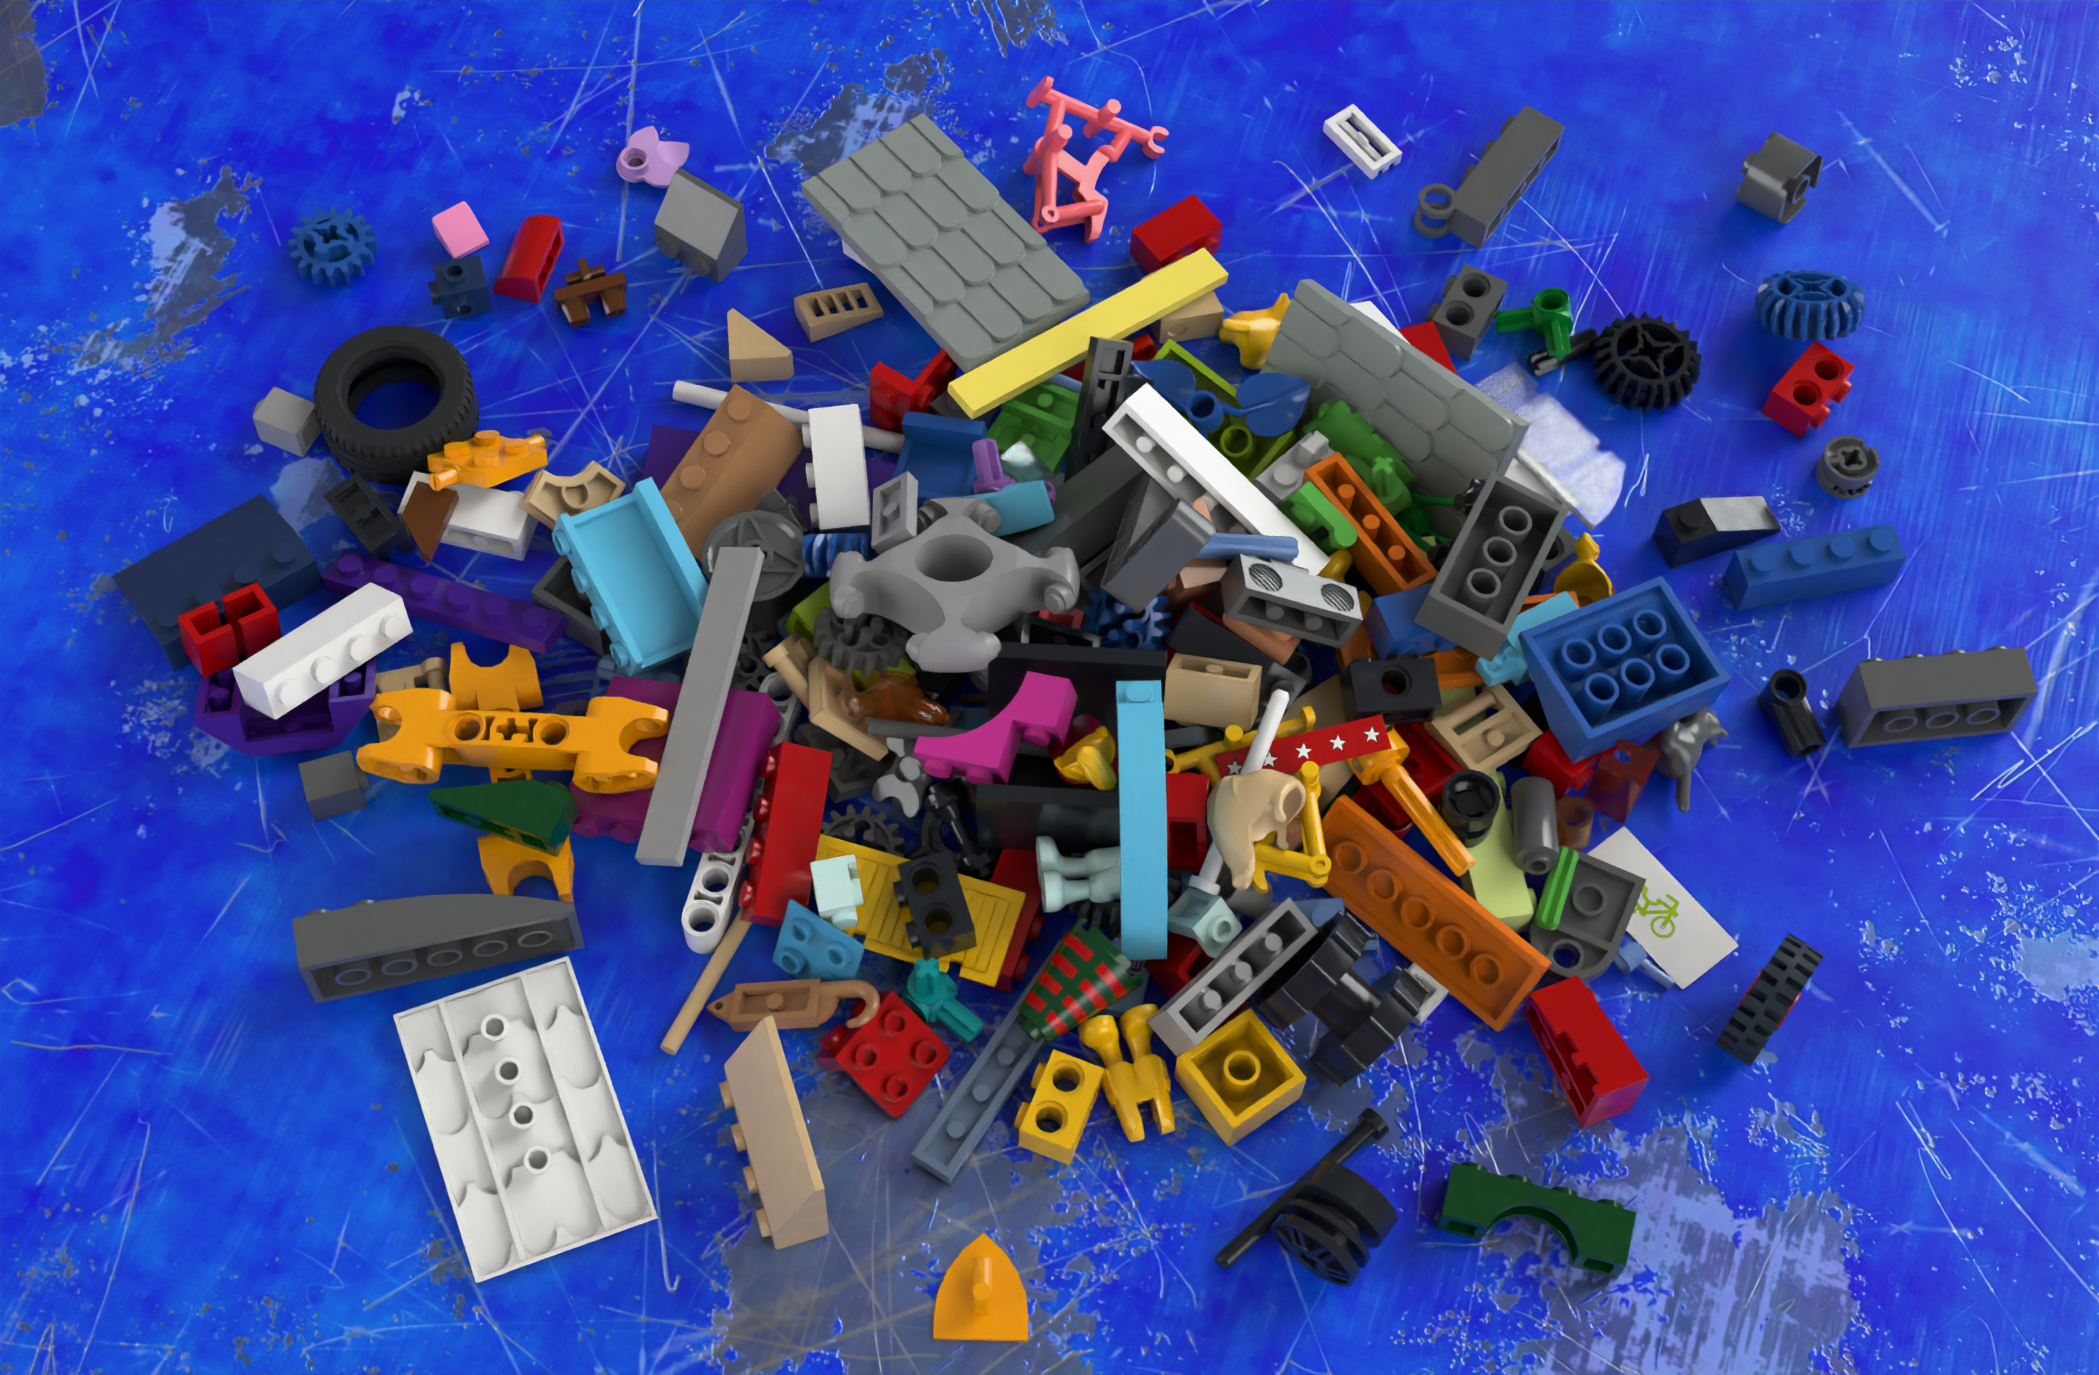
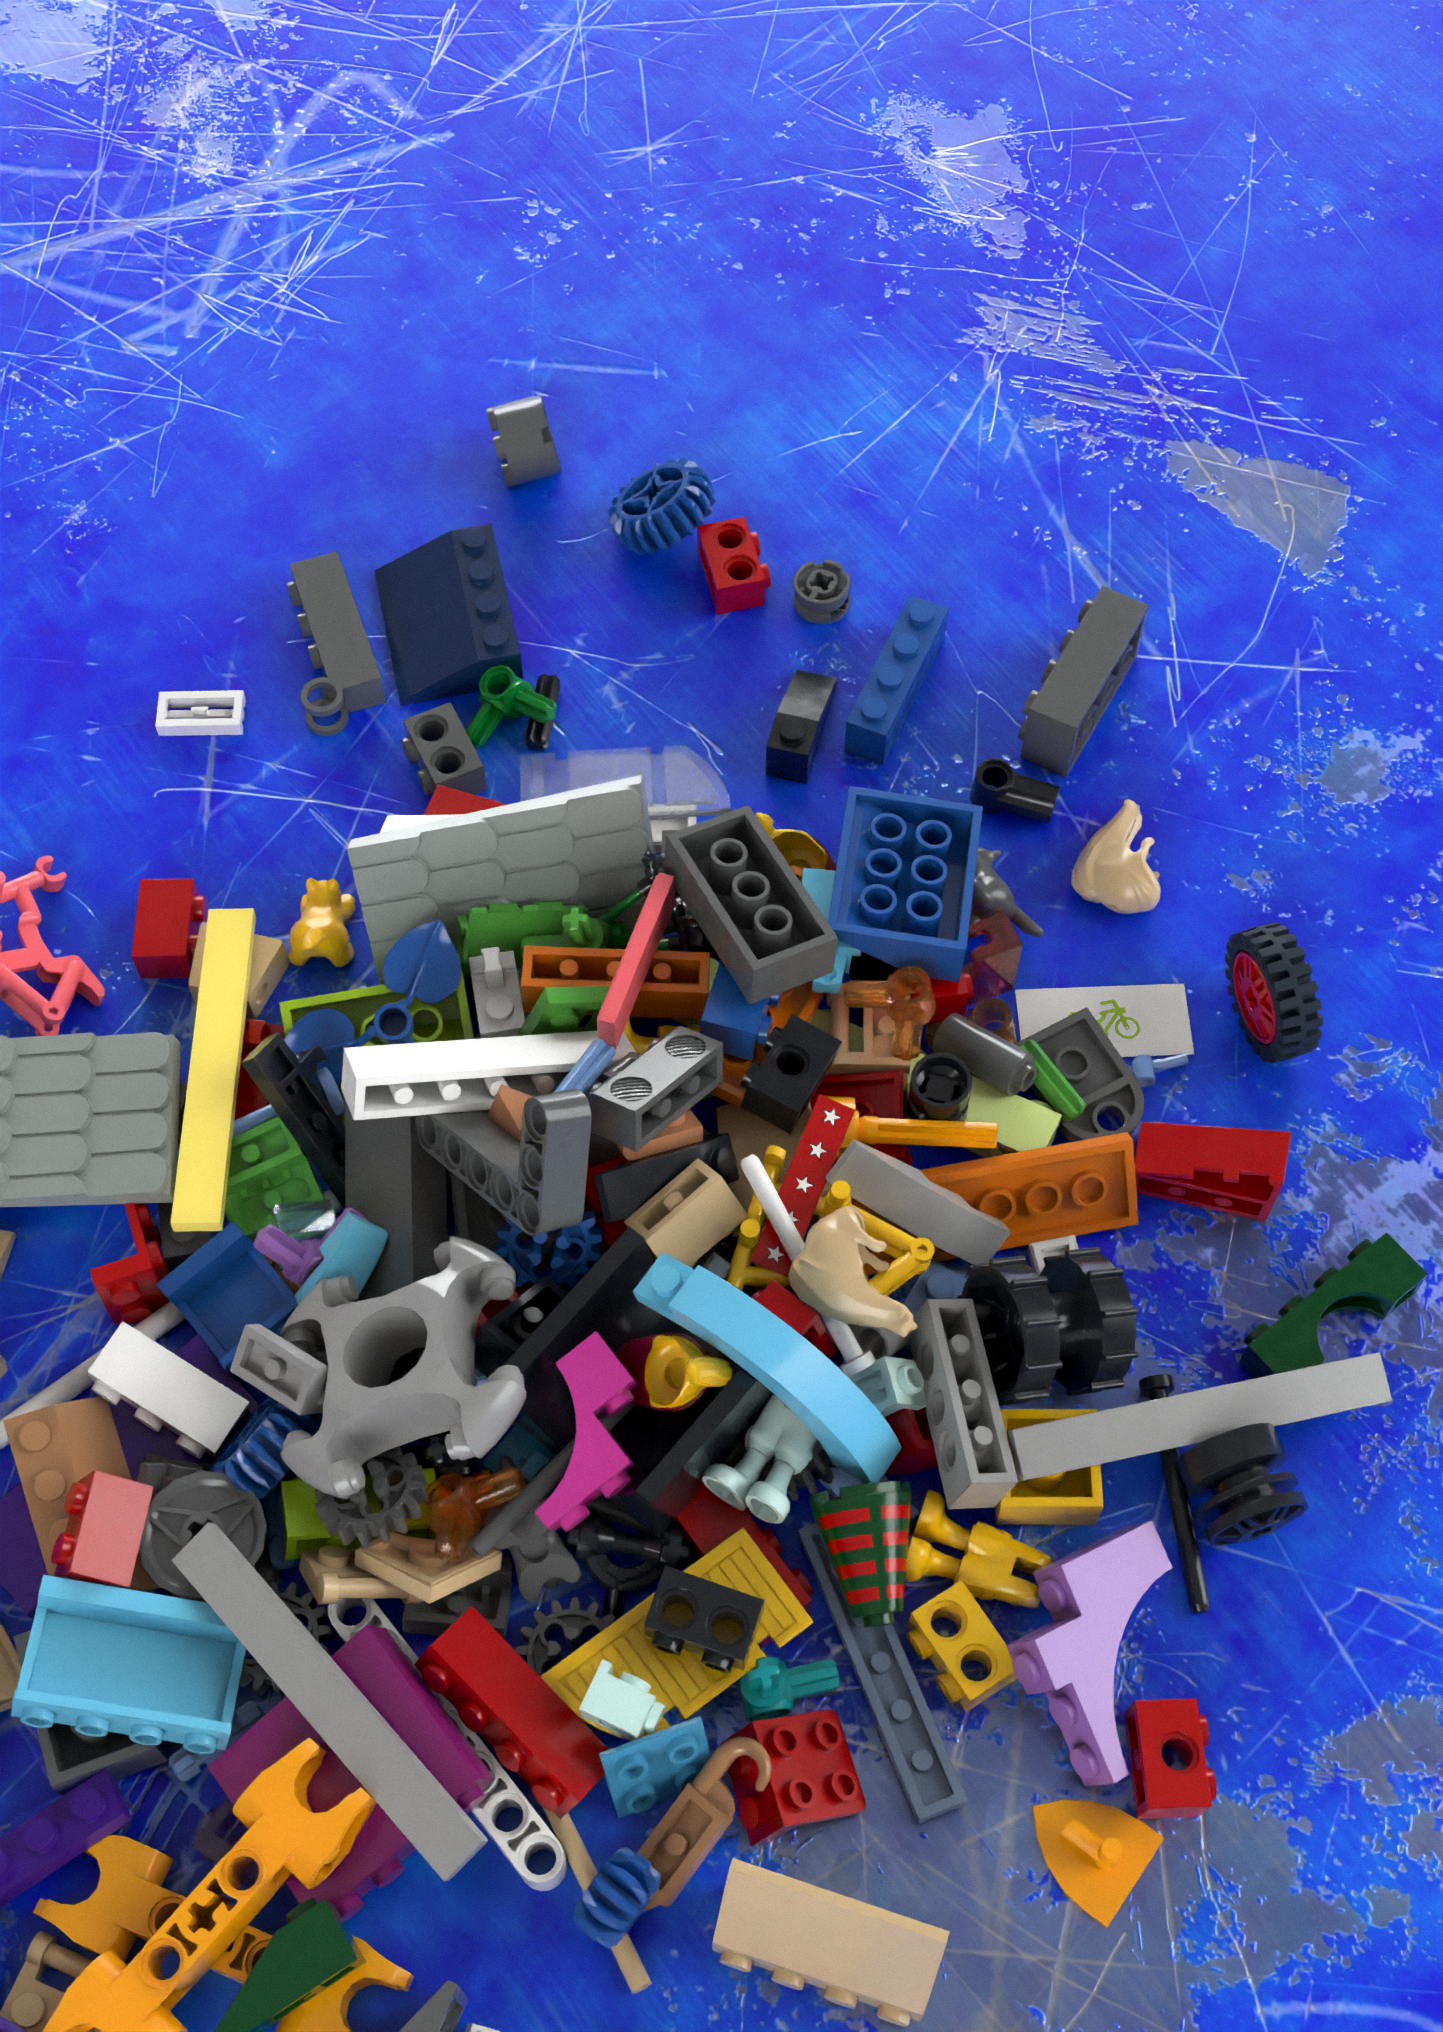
camera: 50 degrees left, 0 degrees up
(708, 981) = (616, 1897): none -> blue gear
(709, 495) = (102, 1530): none -> brick
(1097, 1276) = (1157, 1787): none -> red brick
(1104, 1181) = (1077, 1652): none -> arch
(1354, 1147) = (1197, 1416): none -> light grey tile
(1360, 846) = (917, 1204): none -> light grey slope
(1383, 525) = (636, 960): none -> coral tile
(1521, 732) = (907, 1013): none -> clear orange axle
(1587, 237) = (447, 615): none -> dark blue slope
(1640, 372) = (605, 650): black gear -> none
(1783, 822) = (1114, 873): none -> tan piece

